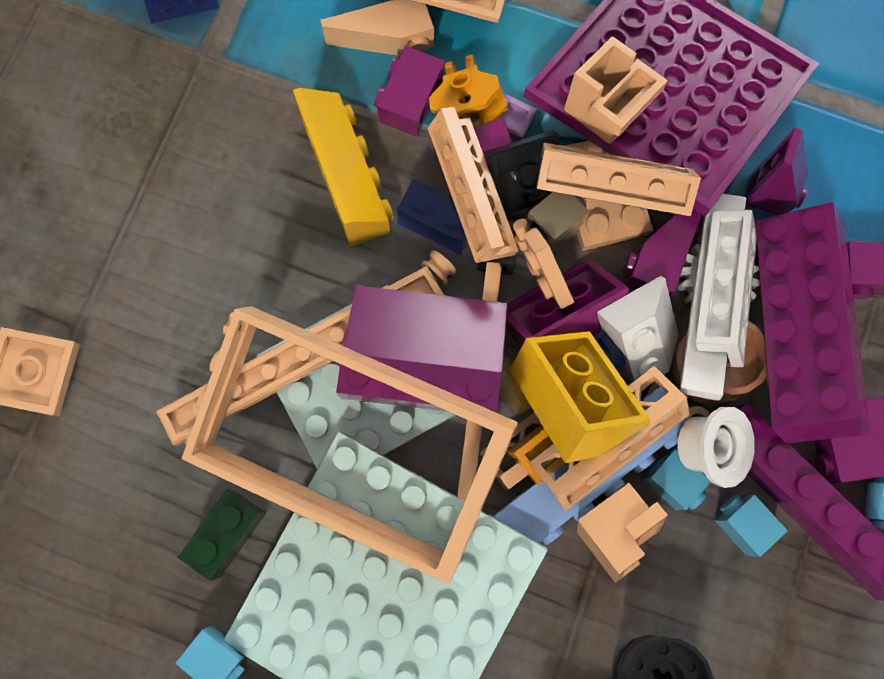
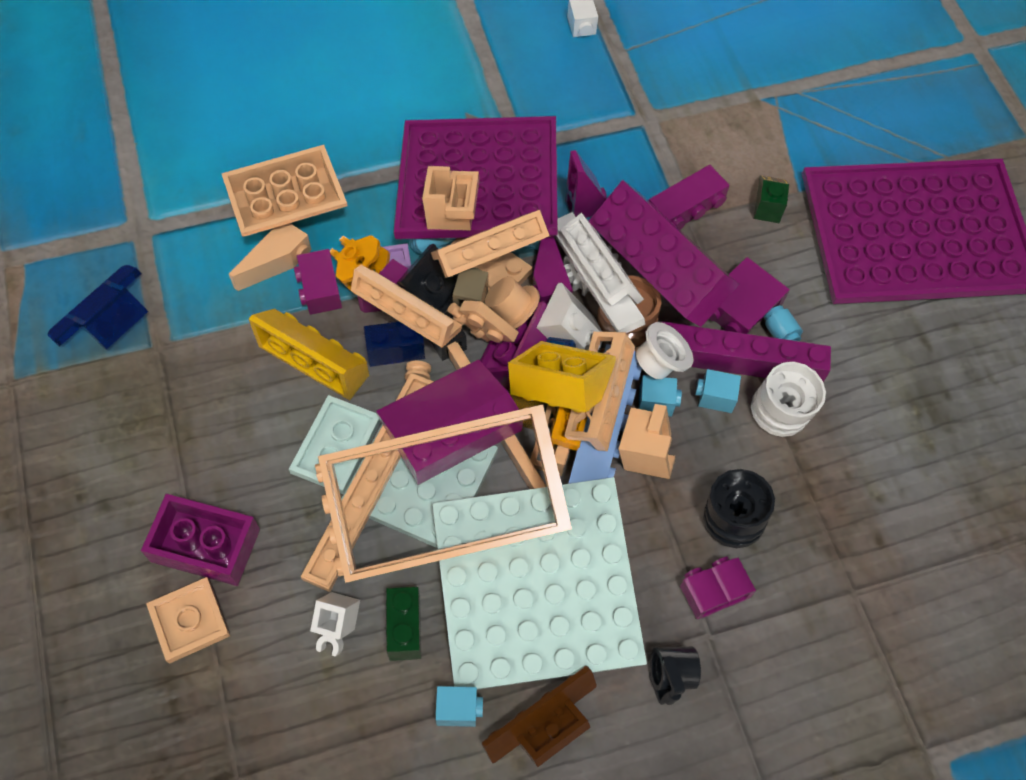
camera: 35 degrees left, 15 degrees down
(91, 299) = (201, 539): none -> magenta brick
(159, 478) = (334, 619): none -> white brick
(300, 284) = (335, 429): none -> light aqua plate
(595, 261) = (512, 301): none -> light nougat piece
(841, 604) = (788, 399): none -> white wheel

